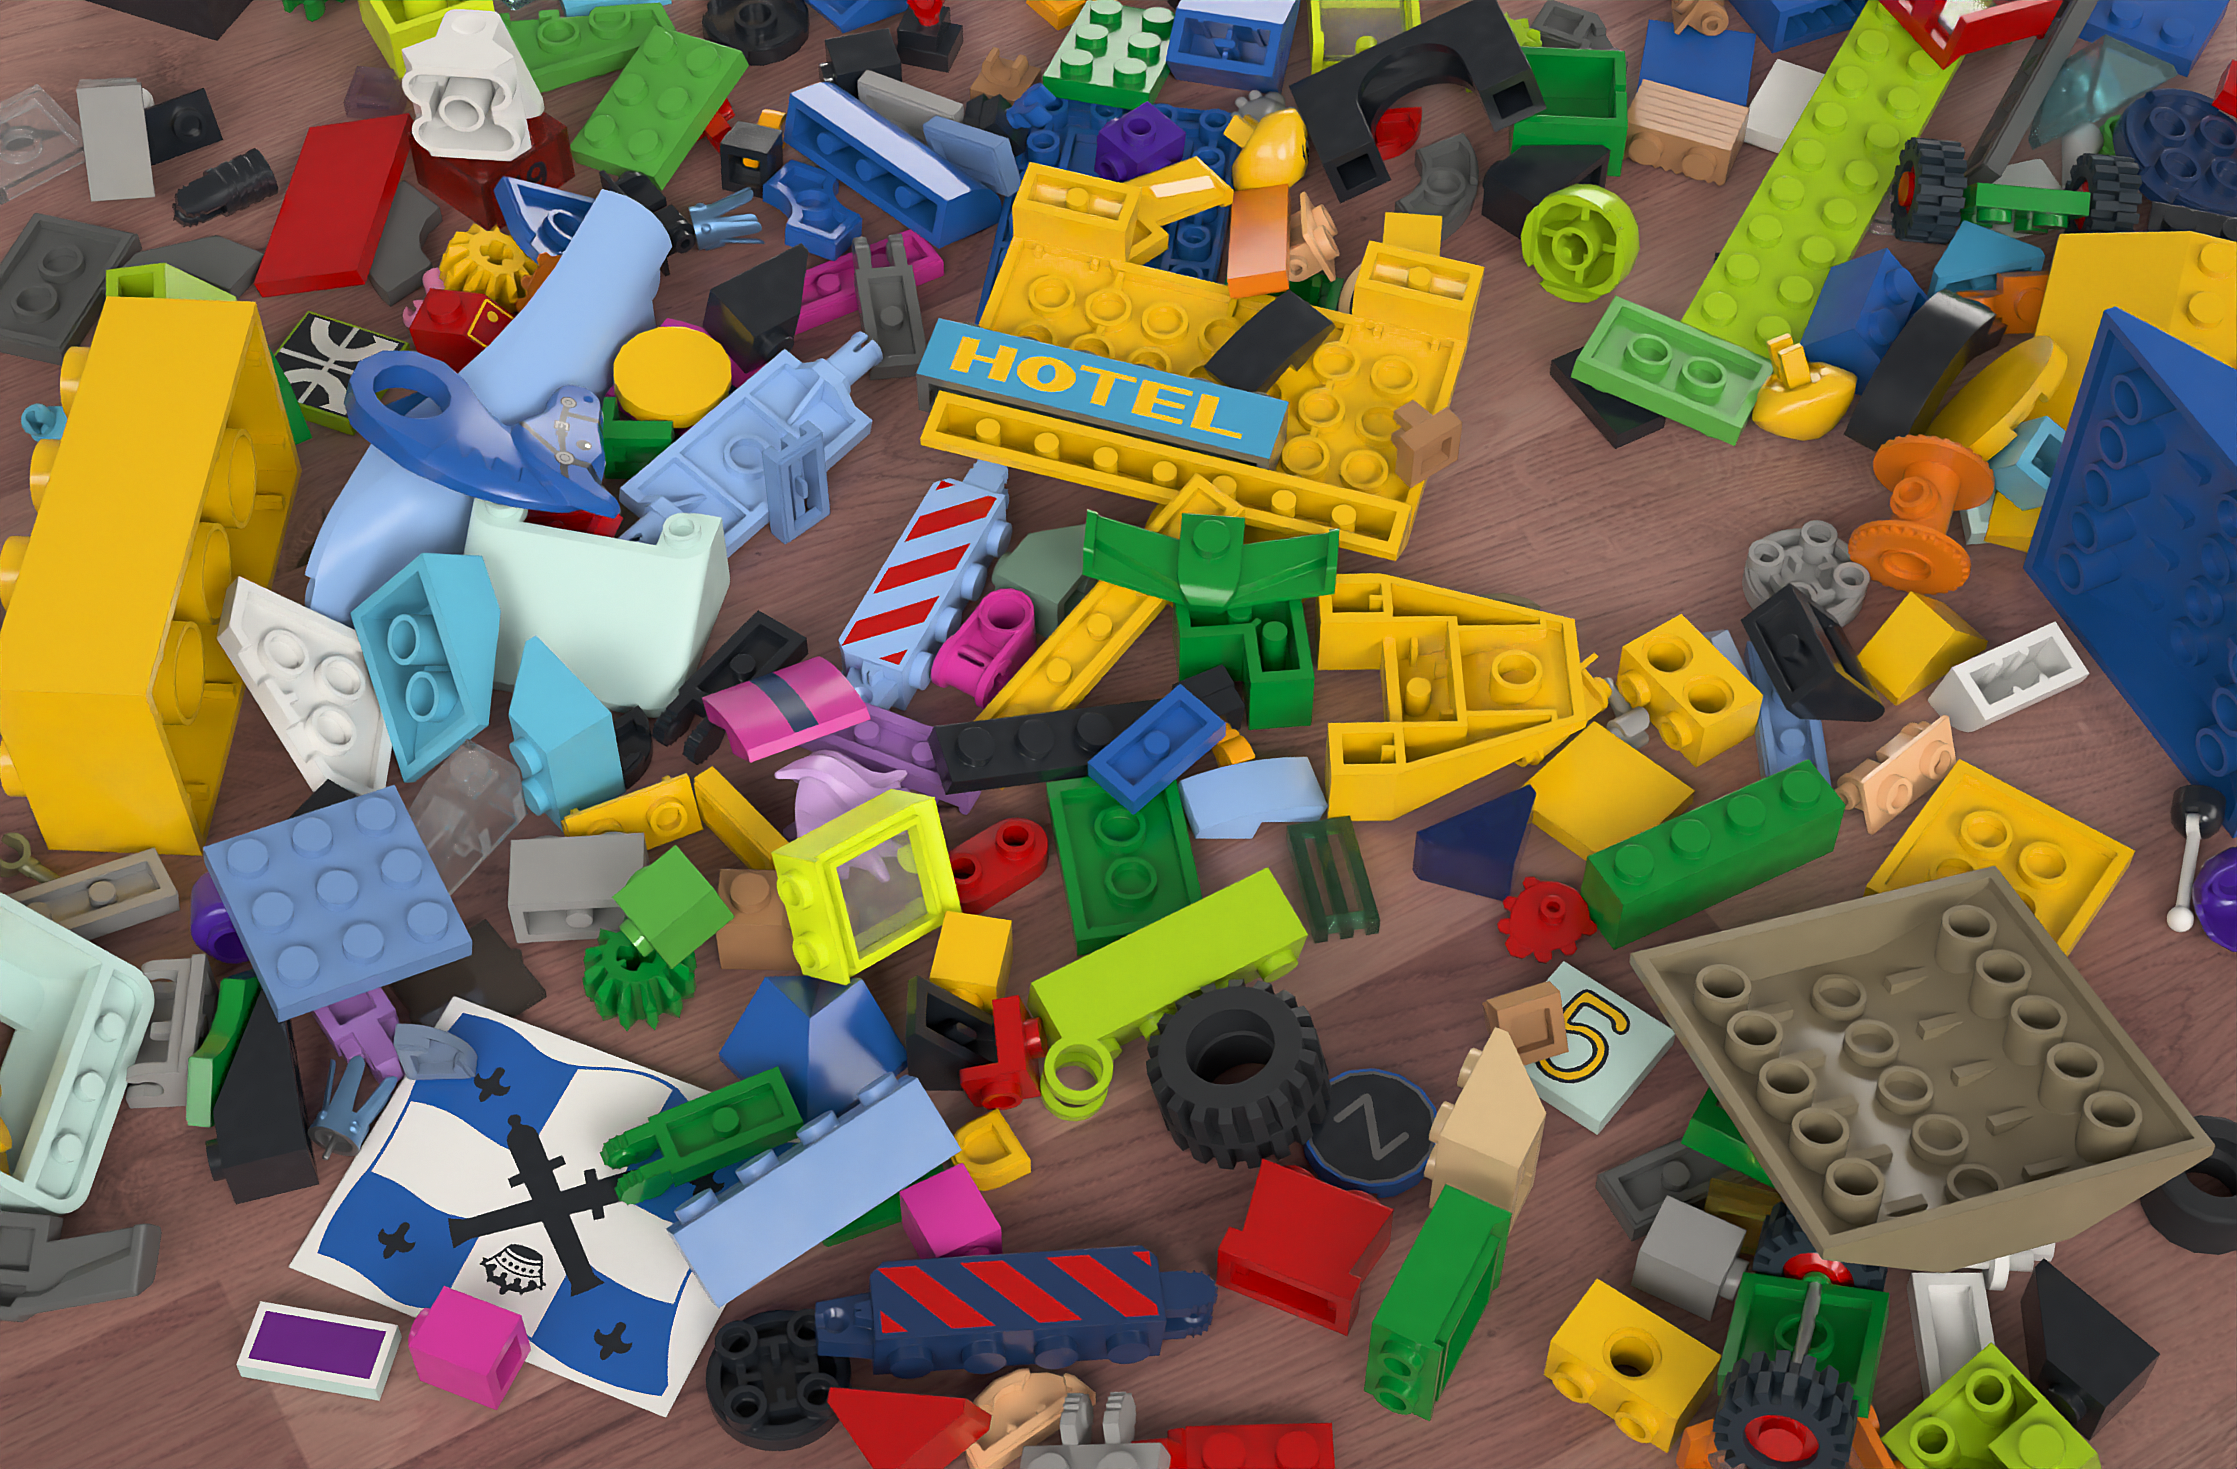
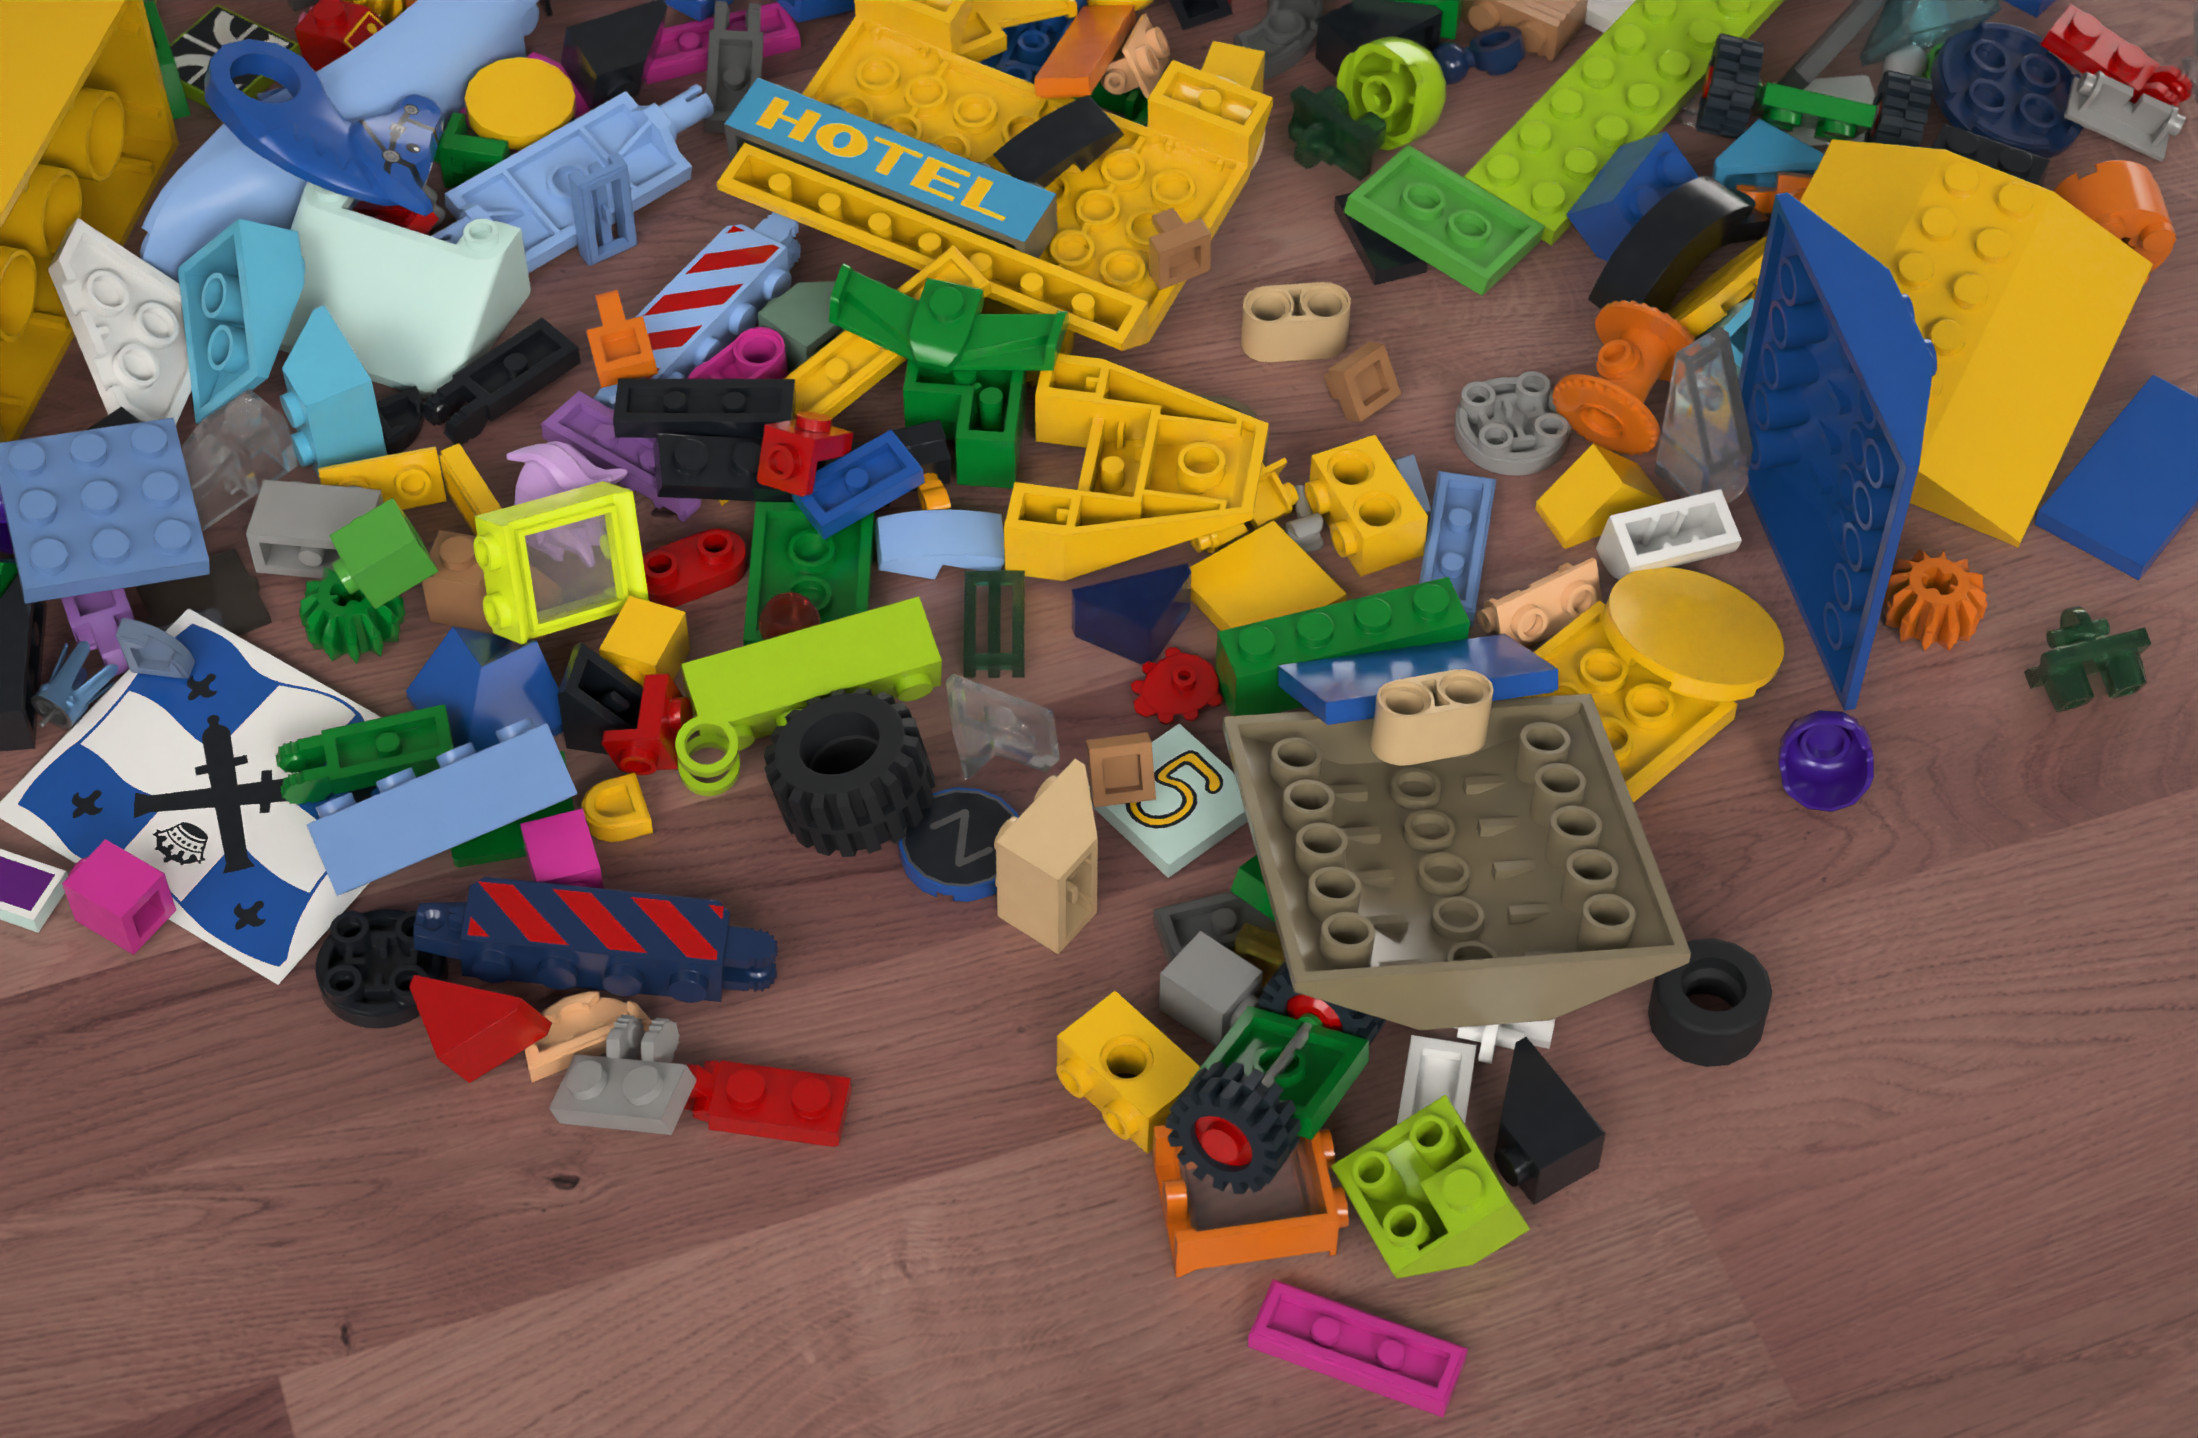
camera: 10 degrees right, 0 degrees up
(785, 708) = (535, 402): dark pink slope -> none
(862, 633) = (620, 345): none -> orange plate
(972, 688) = (701, 406): none -> black plate
(1089, 723) = (794, 448): none -> red bracket
(1124, 910) = (787, 614): none -> clear red plate
(1305, 1246) = (870, 927): red hips -> none
(1378, 994) = (999, 724): none -> clear slope
(1436, 1302) = (964, 987): green window -> none
(1529, 294) = (1331, 136): none -> clear green hips
(1553, 501) = (1295, 322): none -> tan beam
(1642, 556) = (1363, 382): none -> medium nougat tile
(1663, 183) = (1490, 51): none -> dark blue plate
(1801, 396) = (1556, 260): yellow piece -> none
(1811, 660) = (1474, 496): black tile -> none
(1813, 877) = (1348, 686): none -> blue tile
(1857, 921) = (1431, 717): none -> tan beam
(2021, 557) = (1705, 422): none -> clear slope
(2067, 780) = (1693, 633): none -> yellow tile
(2196, 815) = (1808, 682): hinge -> none

